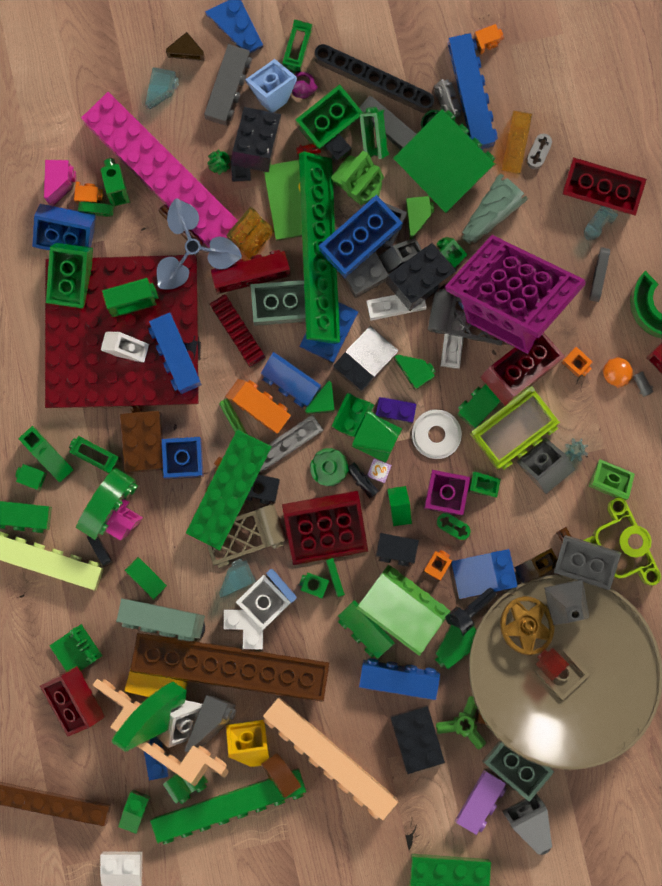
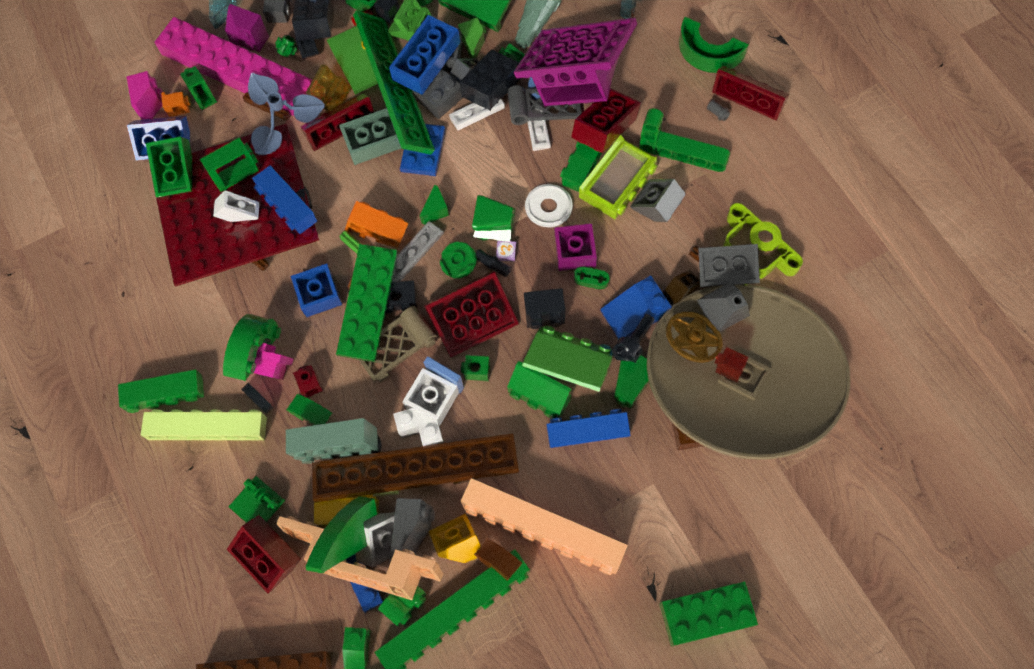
camera: 10 degrees left, 15 degrees down
(30, 477) = (174, 352): green brick -> none
(45, 453) = (183, 325): green slope -> none
(96, 209) = (192, 111): green beam -> none
(111, 462) = (213, 307): green window -> none
(142, 441) = (274, 288): reddish brown brick -> none
(151, 547) = (307, 381): none -> dark red brick
(180, 130) = (245, 28): none -> magenta slope
(237, 330) = (340, 173): dark red gear -> none
(237, 578) = (398, 384): clear light blue slope -> none
(290, 380) = (398, 193): blue slope -> none
(335, 577) = (494, 355): green tile -> none
(351, 415) = (463, 209): green bracket -> none
(365, 359) = (461, 163): slope -> none
(396, 409) = (506, 194): dark purple plate -> none
(399, 506) = (535, 274): green slope -> none
(415, 370) = (510, 156): green slope -> none
(417, 739) = (625, 482): black brick -> none
(435, 572) = (586, 321): orange brick -> none
(454, 725) = (659, 456): bright green bush -> none
(481, 802) = (711, 526): medium lavender brick -> none
(484, 485) = (606, 232): green slope -> none
(518, 772) = (736, 478): sand green brick -> none
(531, 823) = (771, 530): slope -> none
(571, 451) = (682, 177): clear light blue gear -> none
(577, 355) = (653, 102): orange brick -> none
(590, 417) = (678, 147): none -> green beam
(599, 274) = (646, 38): dark grey beam -> none
(612, 480) = (721, 196): bright green slope -> none
(618, 372) = (692, 107): orange hair -> none

